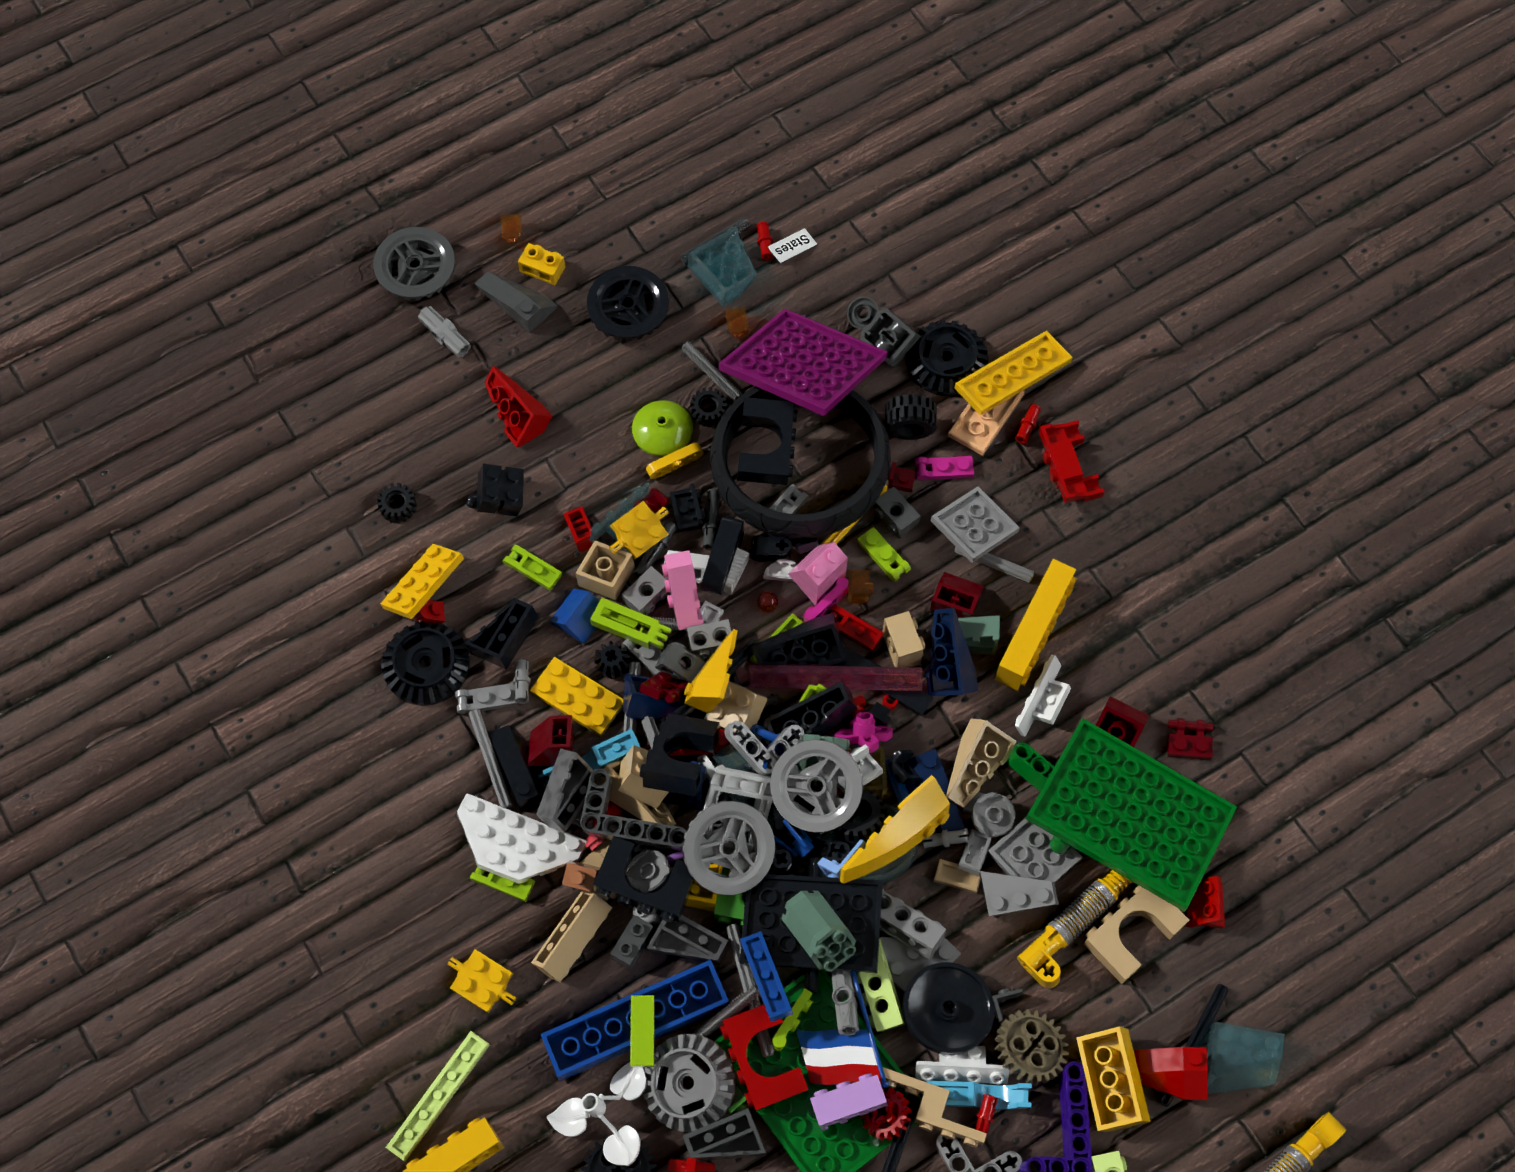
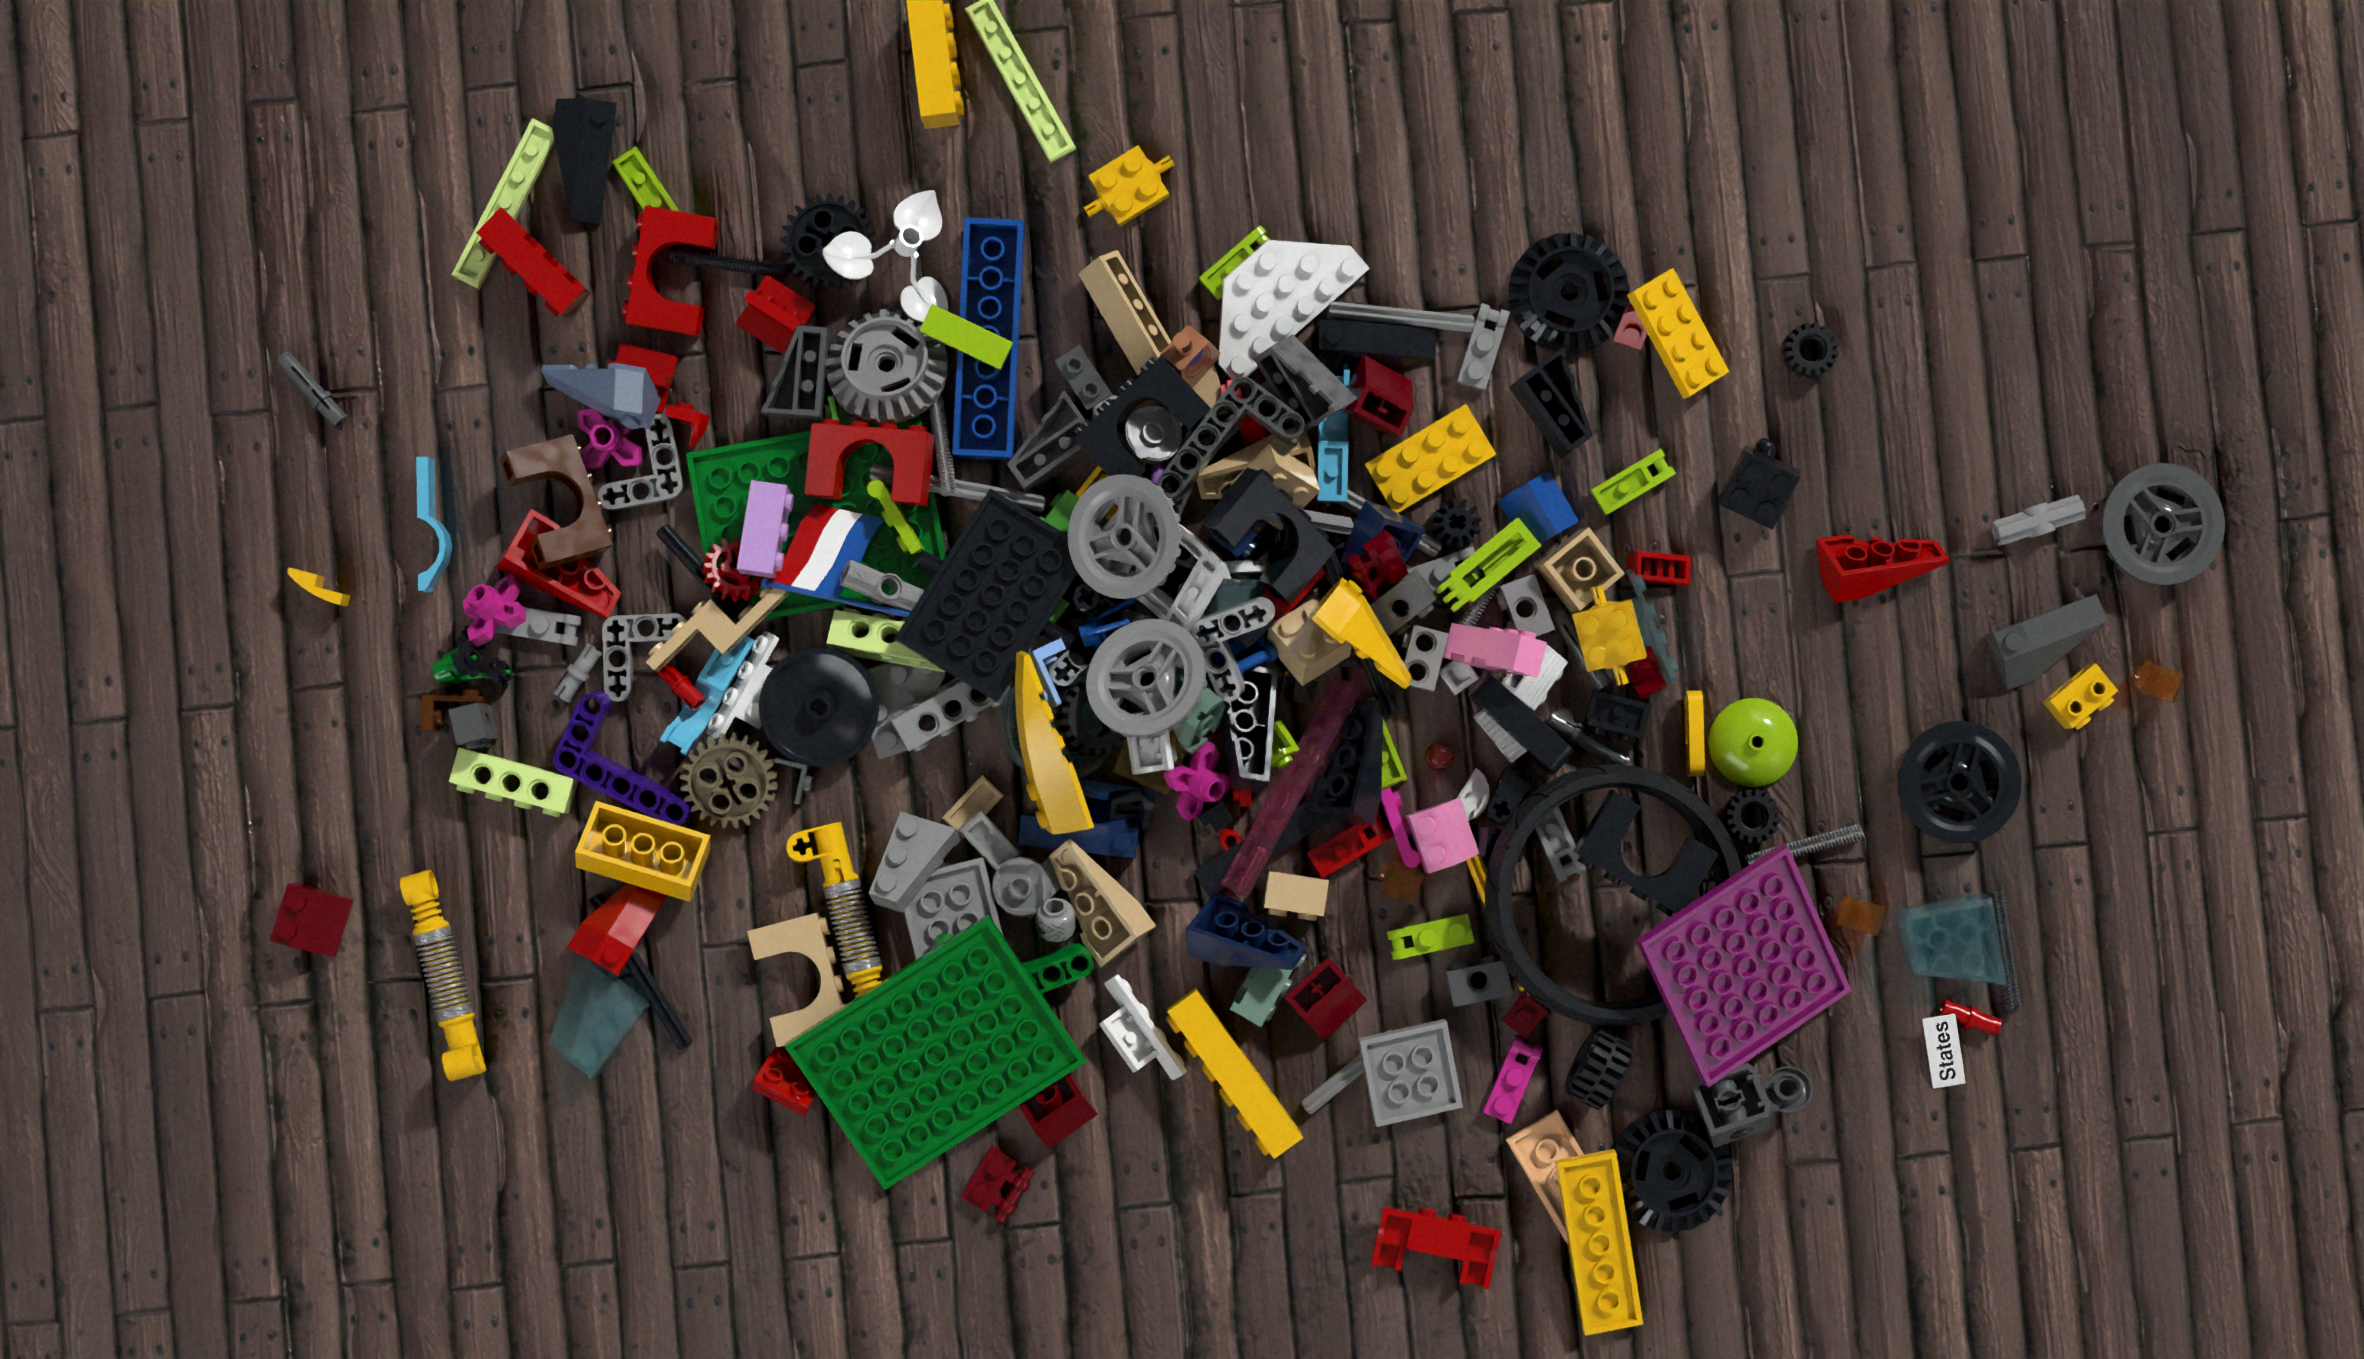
camera: 115 degrees right, 20 degrees up
(521, 681) = (1482, 399): light grey pin -> none
(766, 976) = (951, 505): blue plate -> none
(819, 930) = (970, 591): sand green brick -> none
(946, 838) = (1022, 816): light grey pin -> none
(1003, 782) = (1055, 920): none -> light grey head
(1028, 424) = (1520, 1223): red pin -> none

